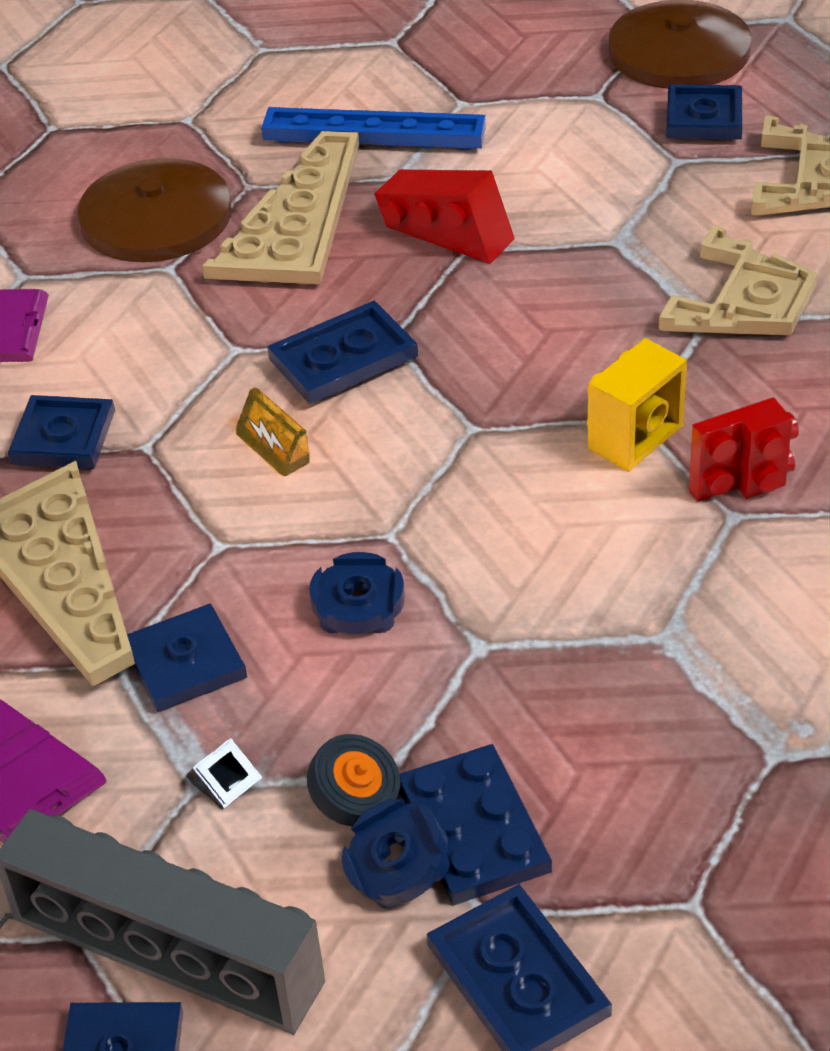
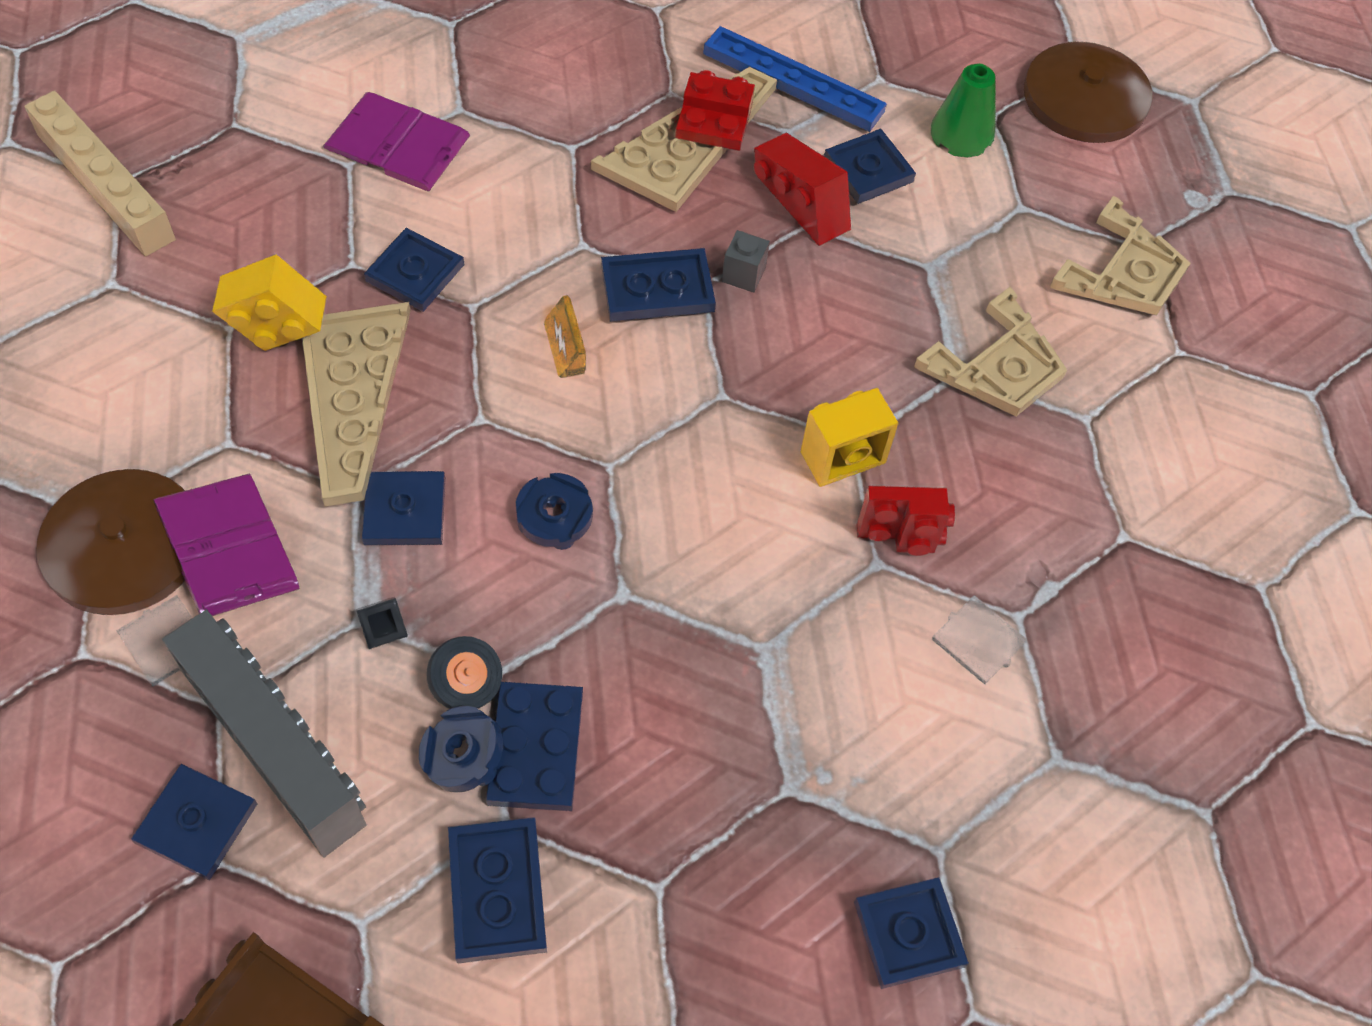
camera: 15 degrees right, 15 degrees up
(154, 210) = (587, 88): reddish brown dish -> none
(312, 175) = (715, 110): none -> red plate
(425, 296) = (745, 261): none -> dark grey brick
(514, 170) = (871, 165): none -> dark blue plate
(575, 91) = (968, 113): none -> green cone
(704, 111) = (1067, 170): dark blue plate -> none

